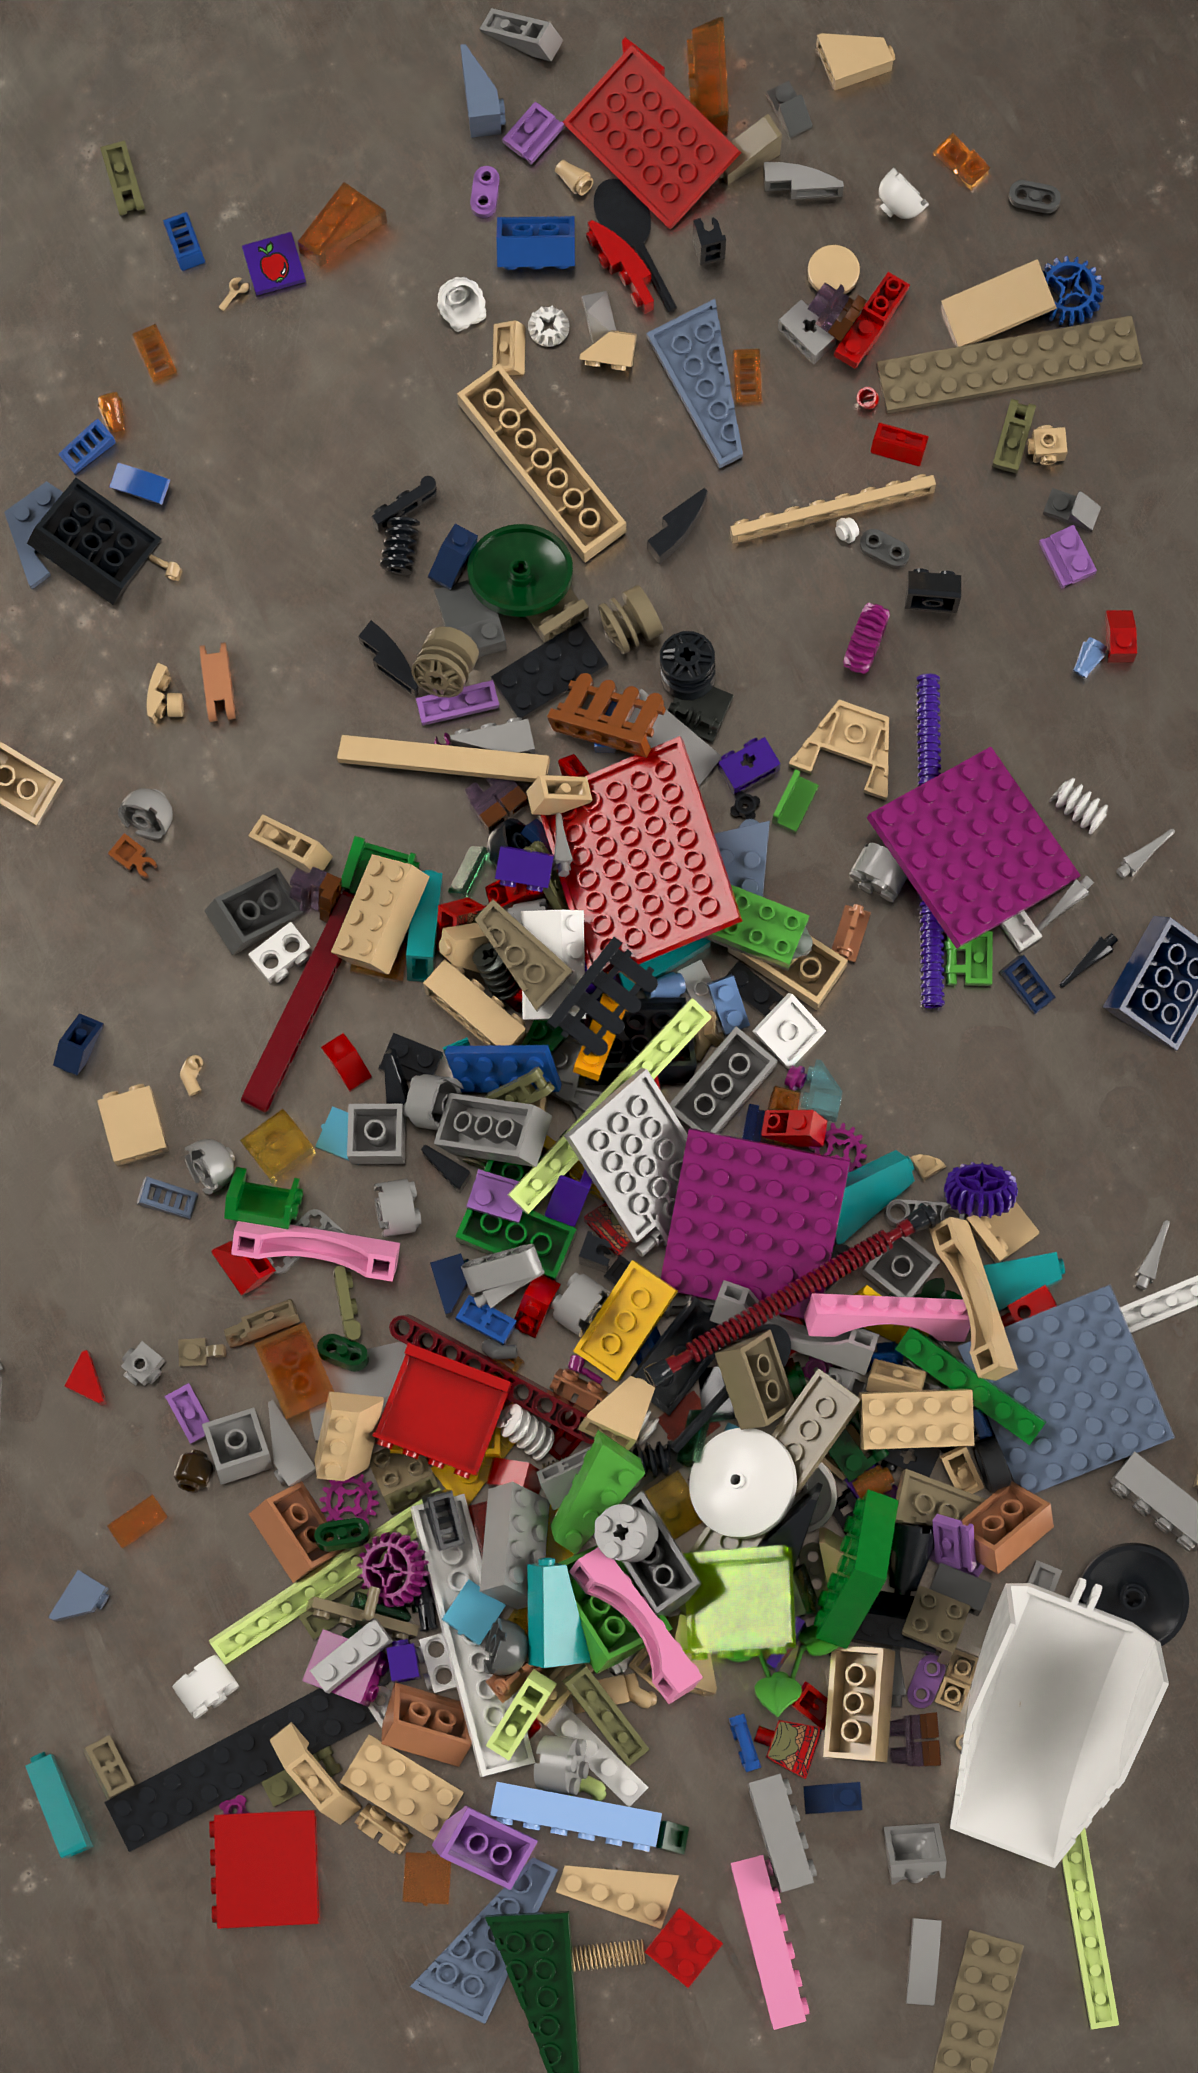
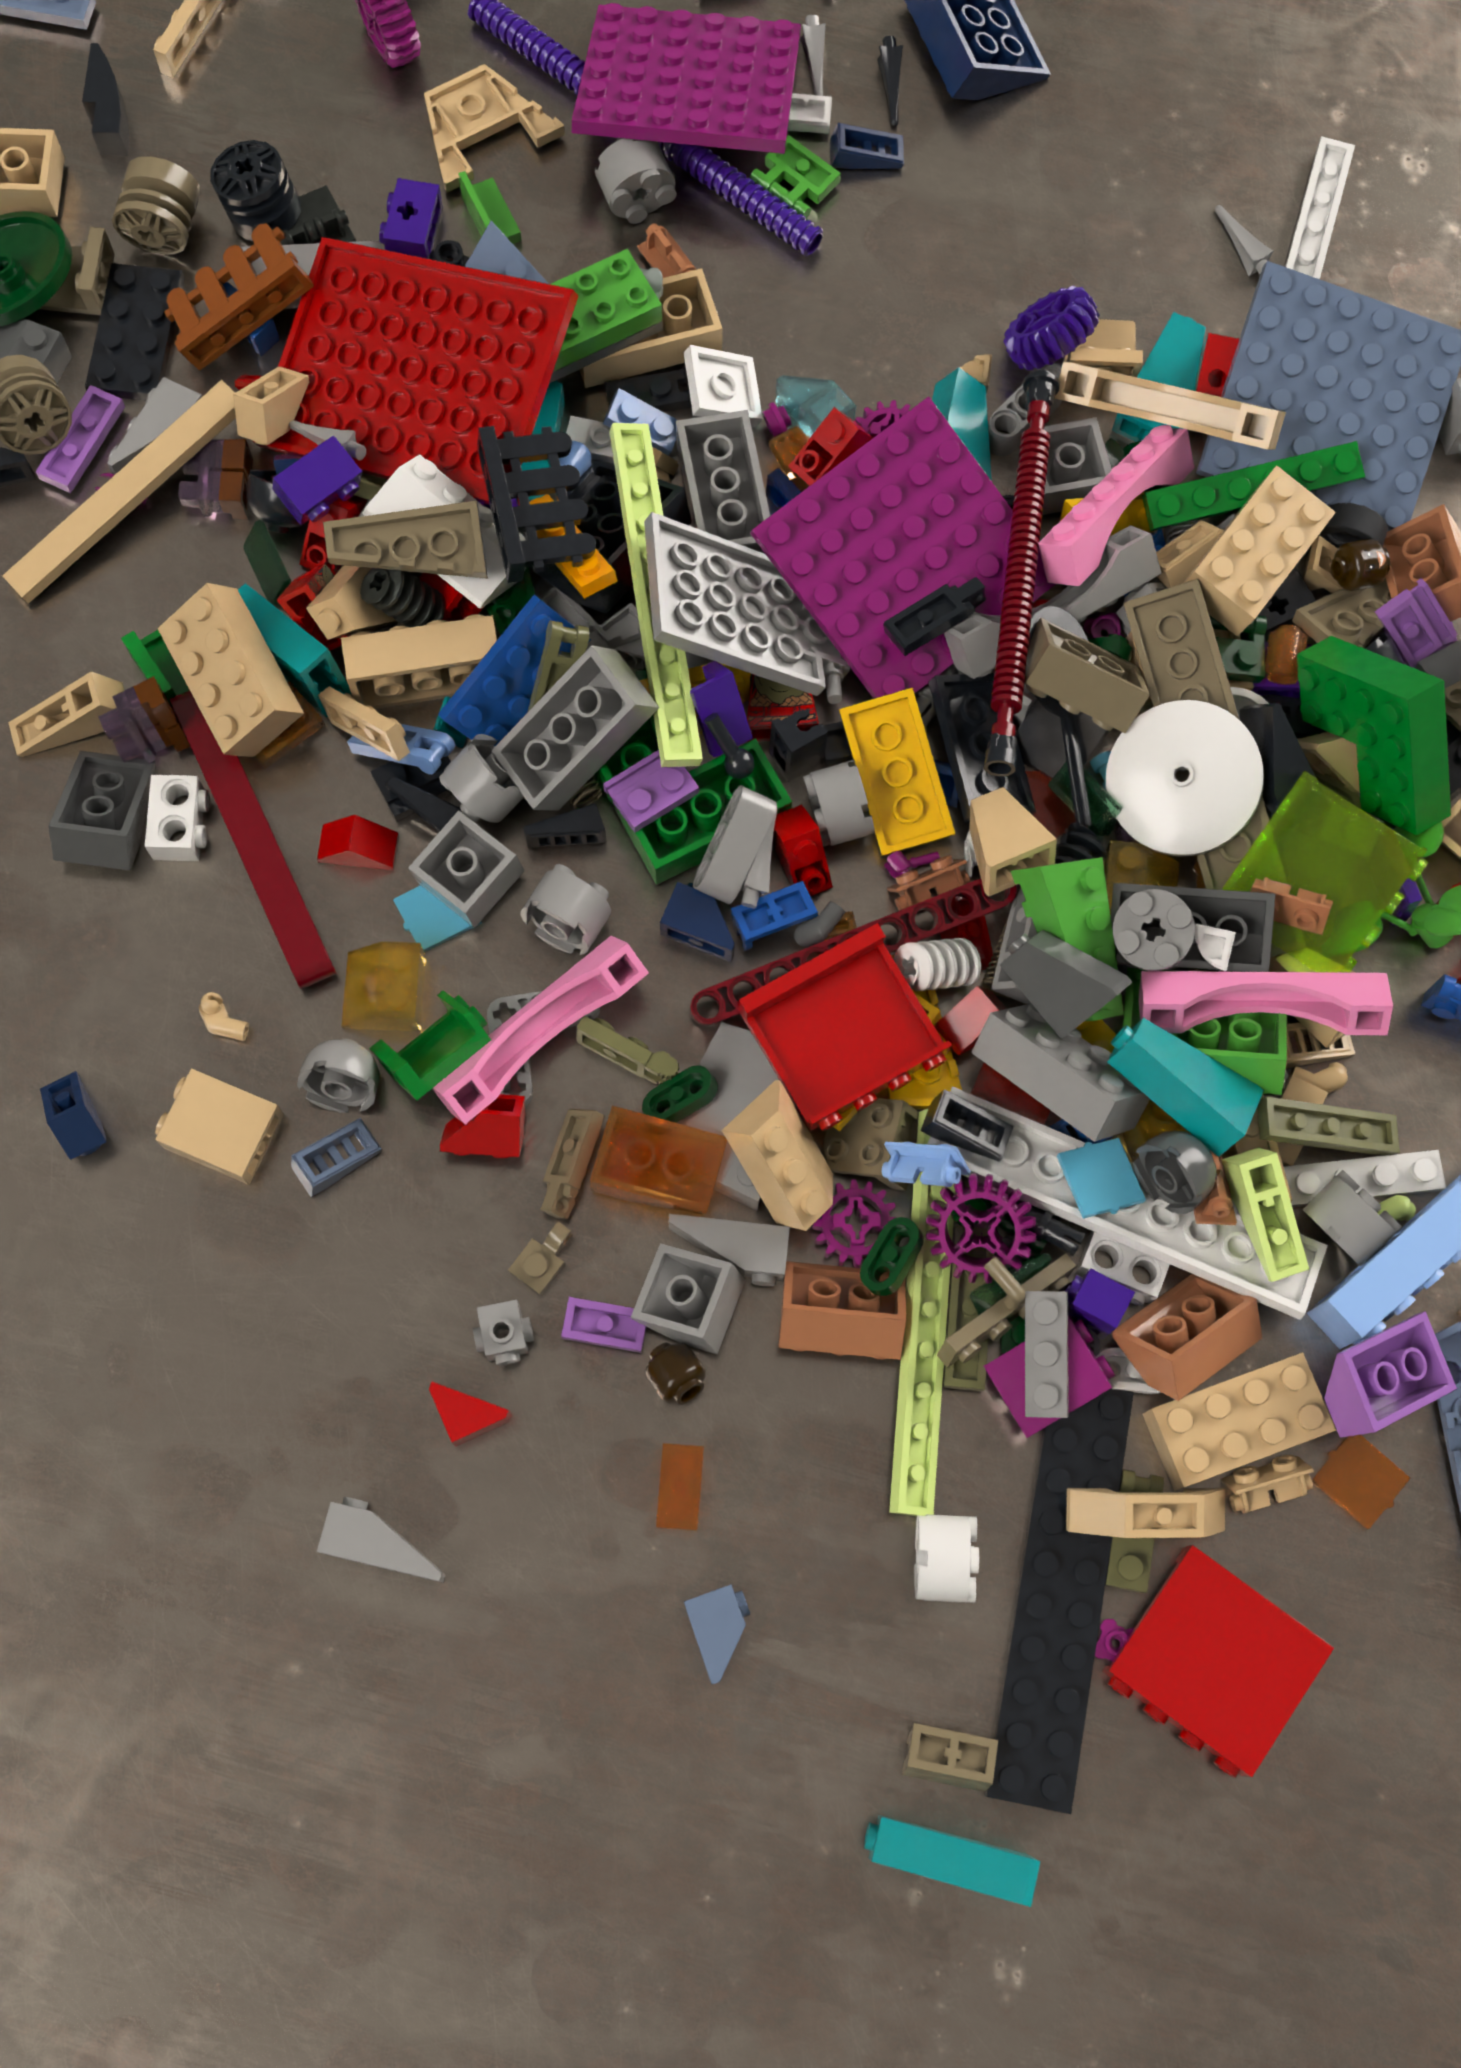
camera: 55 degrees left, 5 degrees down
(406, 1520) = (938, 1163): none -> light blue hinge
(413, 1009) = (365, 723): none -> tan plate
(419, 1037) = (417, 740): none -> medium blue plate
(552, 1231) = (738, 761): none -> black bar
(556, 1504) = (1061, 980): none -> dark grey slope
(647, 1572) = (1214, 945): none -> white tile
(711, 1607) = (1305, 911): none -> nougat hinge
(726, 1269) = (934, 615): none -> black hinge
(967, 1484) = (1360, 564): none -> dark brown head

